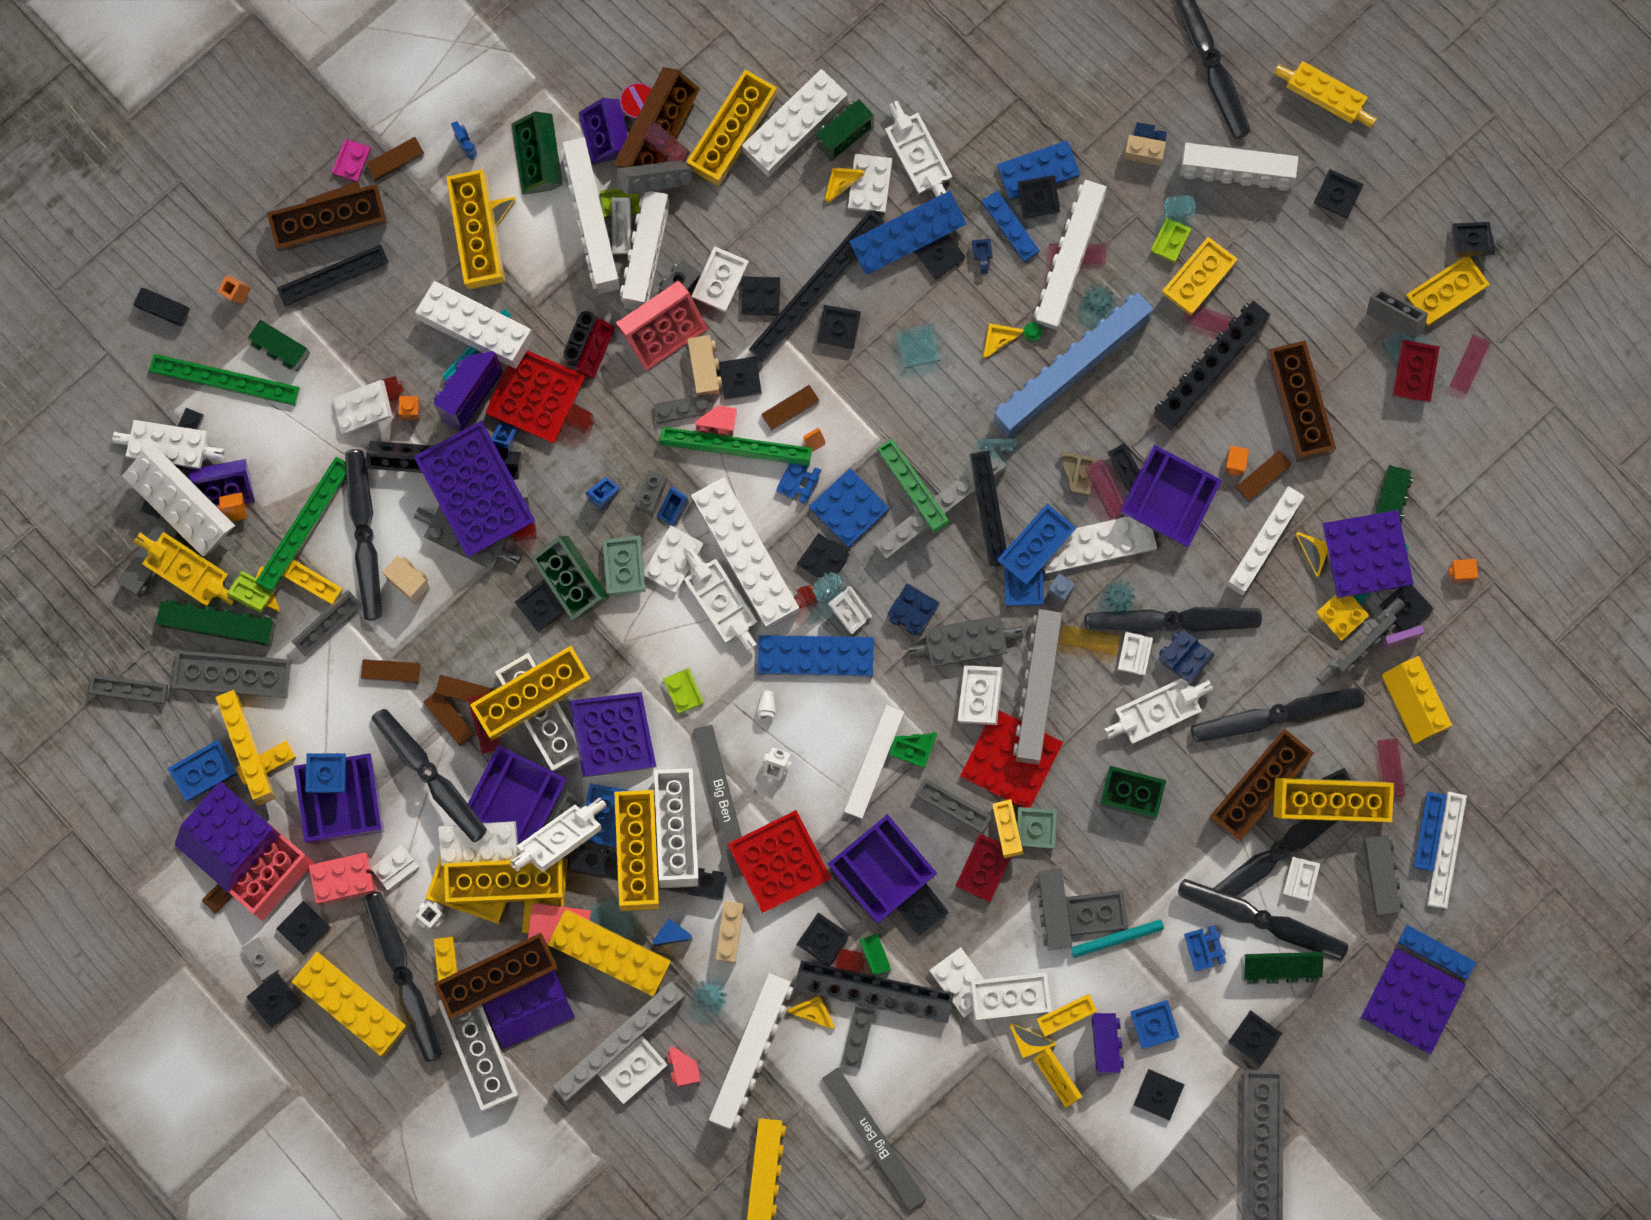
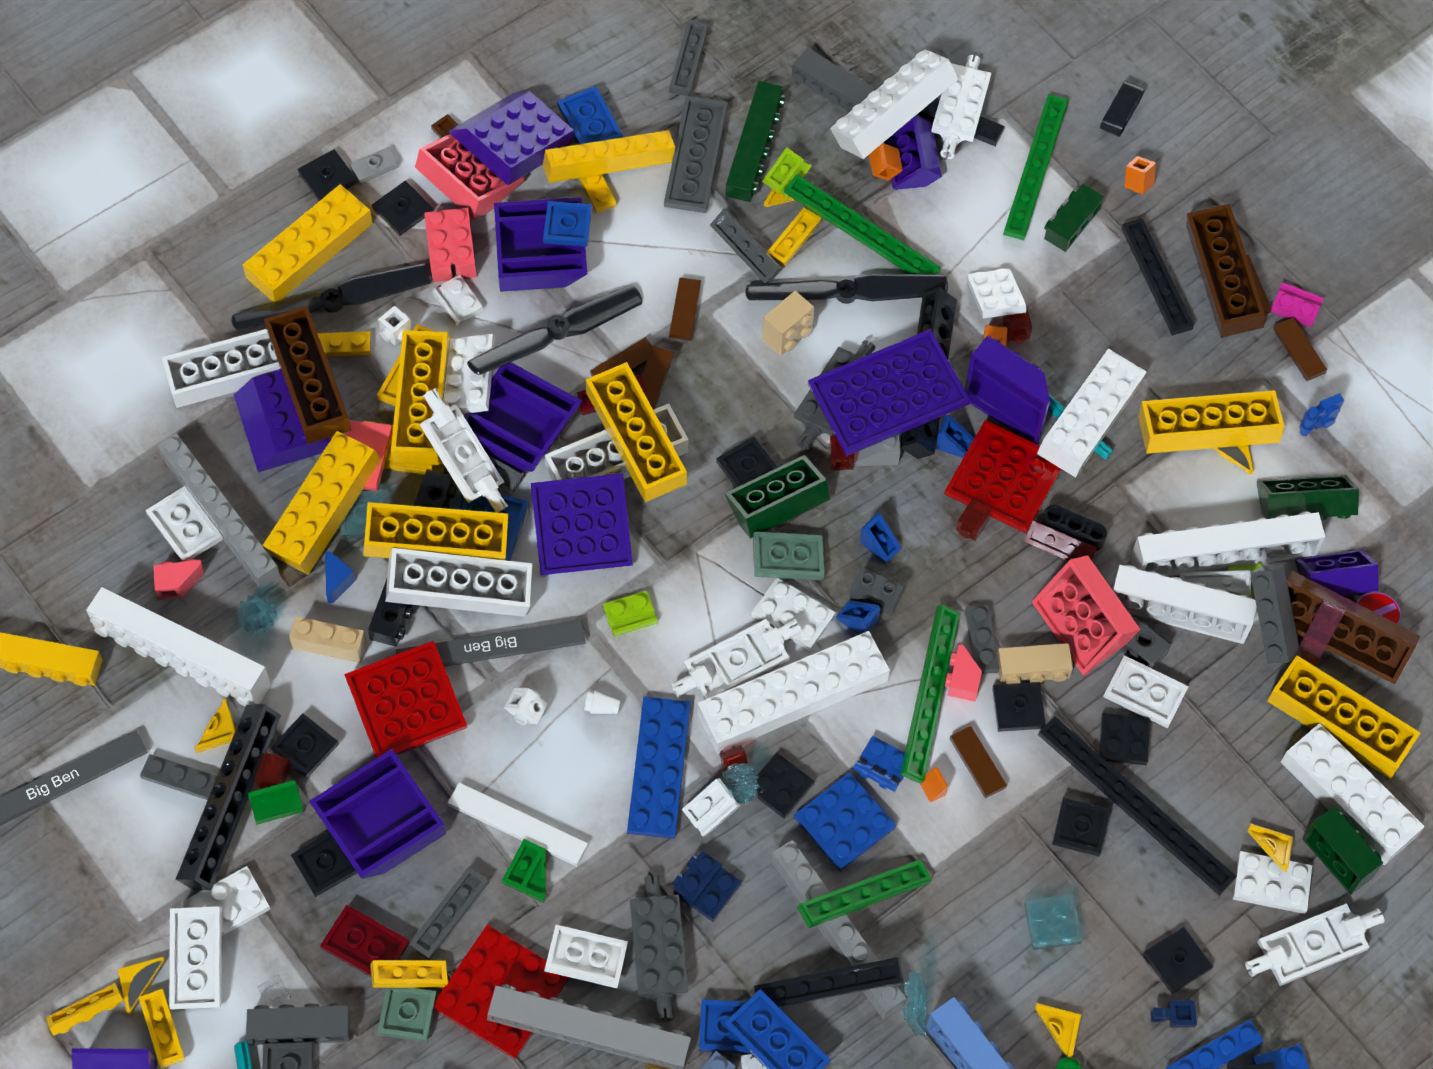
camera: 90 degrees right, 15 degrees down
(184, 568) = (818, 108): yellow plate -> none
(907, 232) = (1204, 918): blue plate -> none

